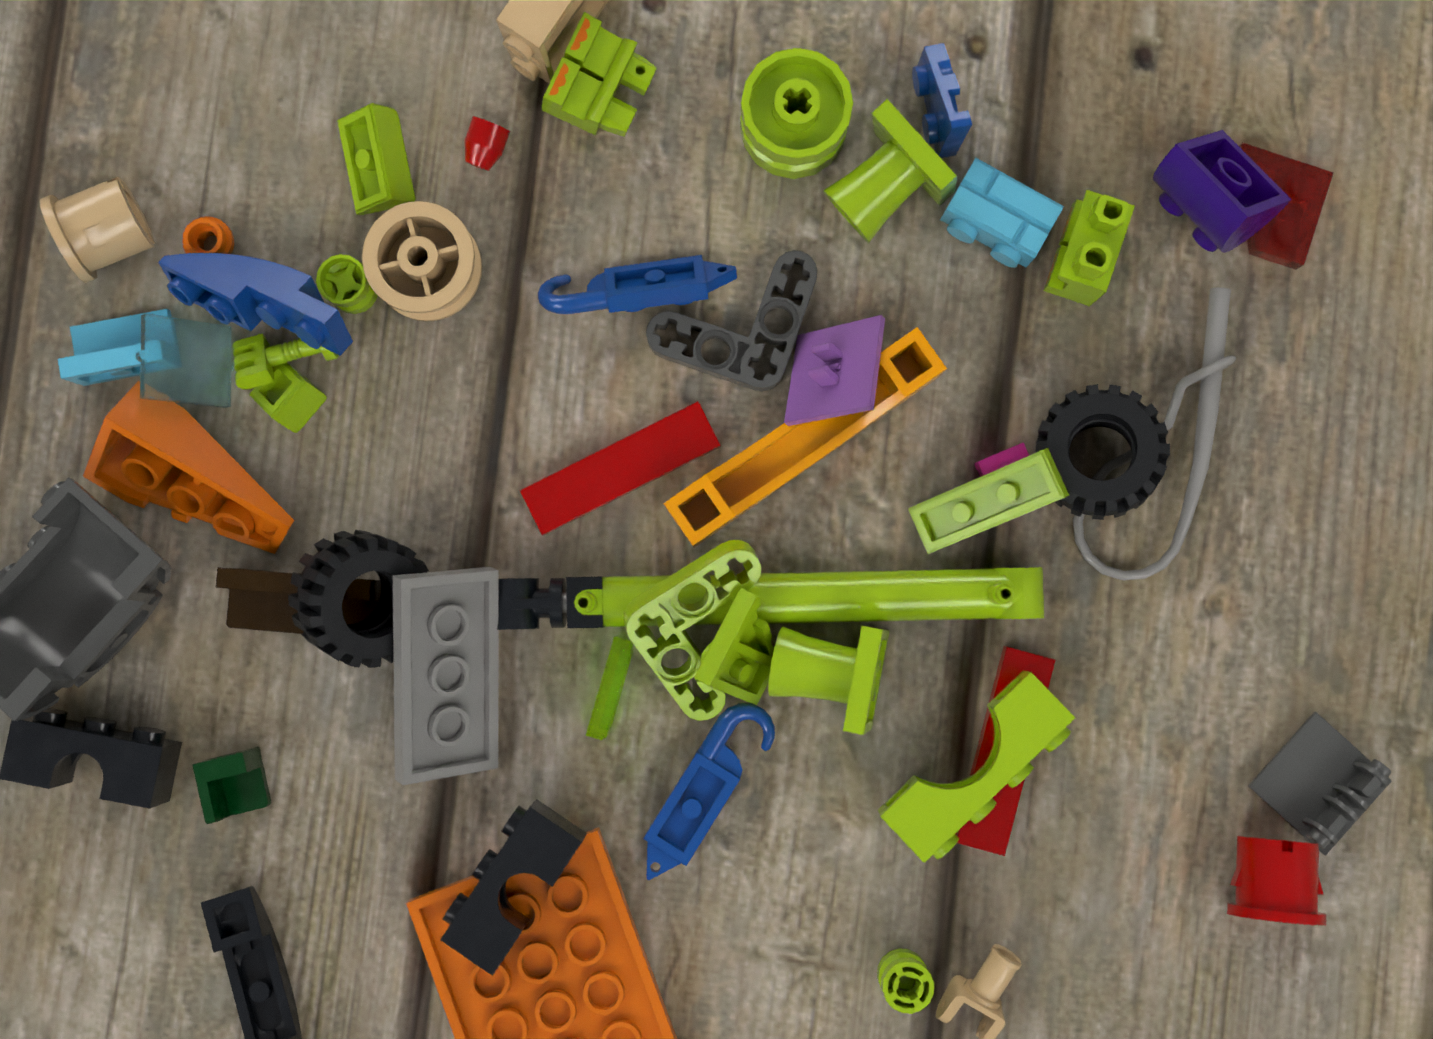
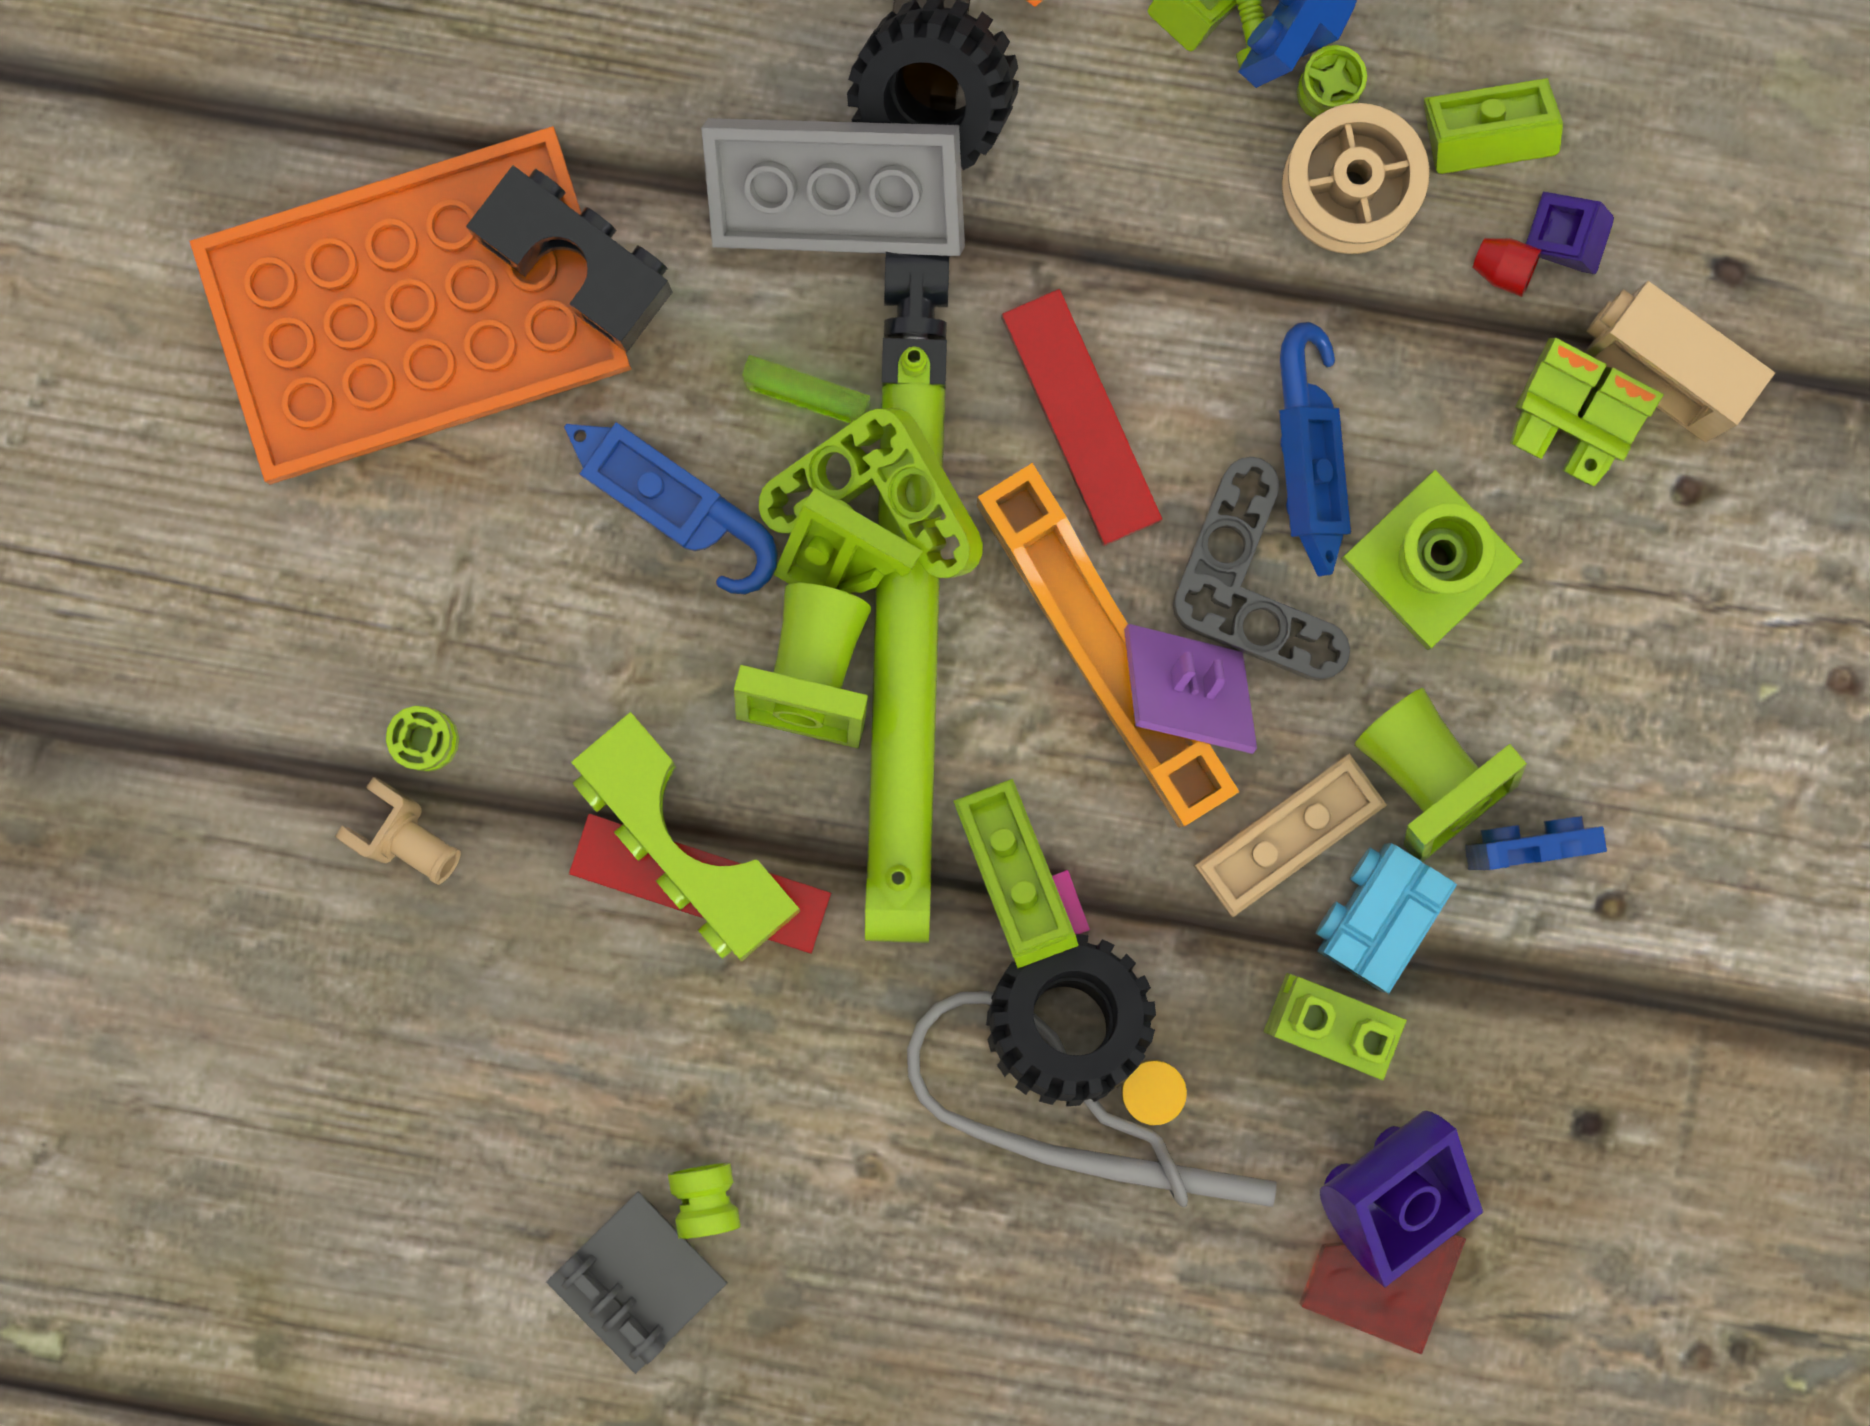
camera: 85 degrees right, 0 degrees up
(456, 97) = (1571, 231): none -> dark purple slope
(724, 213) = (1399, 567): none -> lime plant
(795, 112) = (1562, 651): lime wheel -> none
(938, 291) = (1290, 835): none -> tan tile
(1147, 380) = (1154, 1093): none -> yellow tile
(1258, 733) = (704, 1200): none -> lime wheel
(1277, 881) = (521, 1208): red piece -> none

